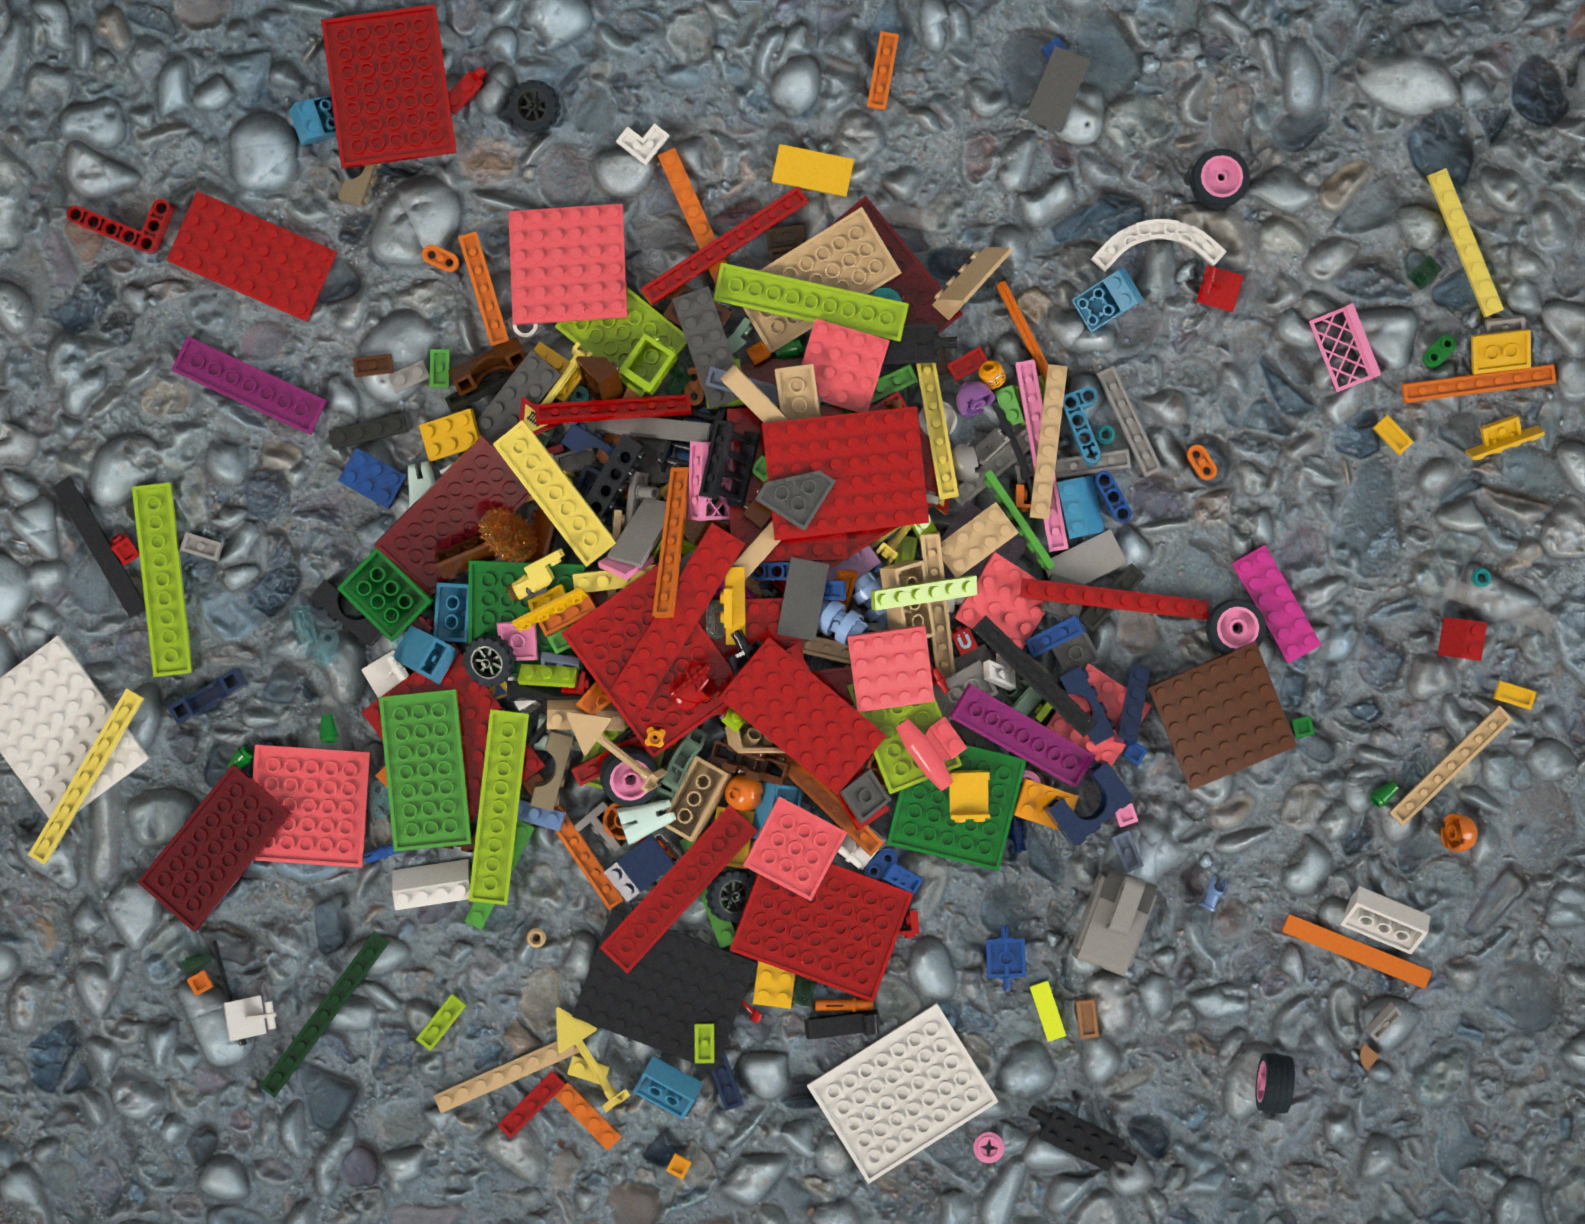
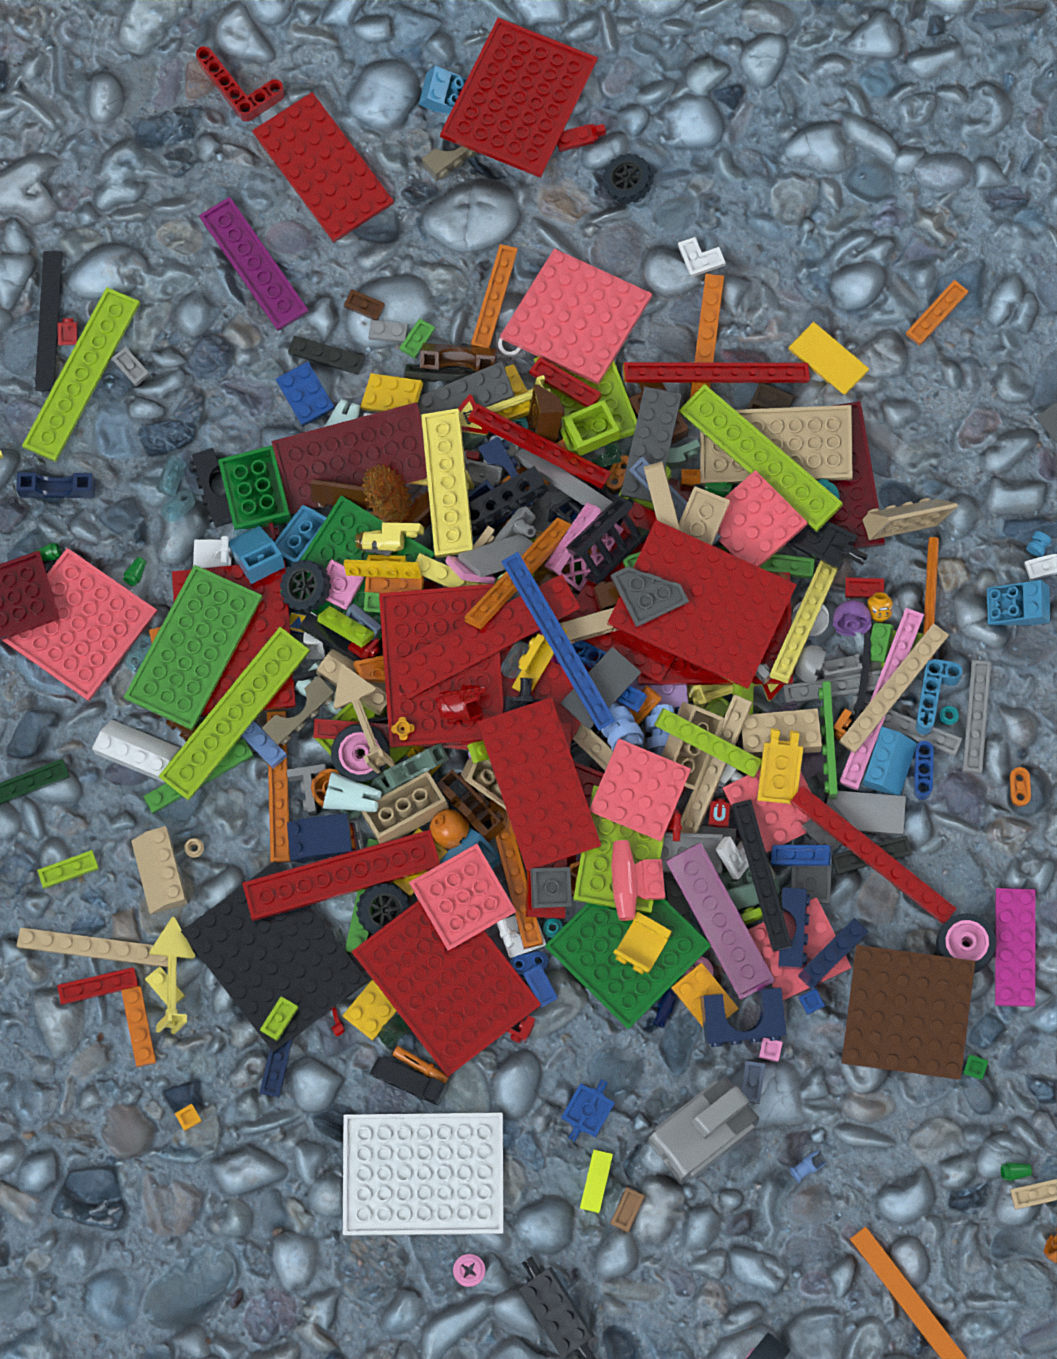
camera: 35 degrees right, 15 degrees down
(379, 853) = (116, 699): blue pin -> none
(440, 259) = (475, 254): orange plate -> none
(520, 975) = (159, 870): none -> tan slope
(598, 335) = (565, 383): none -> red plate
(667, 1087) = (222, 1042): dark azure slope -> none
(744, 585) = (558, 641): none -> blue plate
(882, 828) = (548, 923): none -> teal plate
(995, 573) = (780, 768): none -> yellow tile
(1094, 234) = (1038, 544): none -> dark azure wheel
(1385, 920) = (950, 1285): white slope -> none

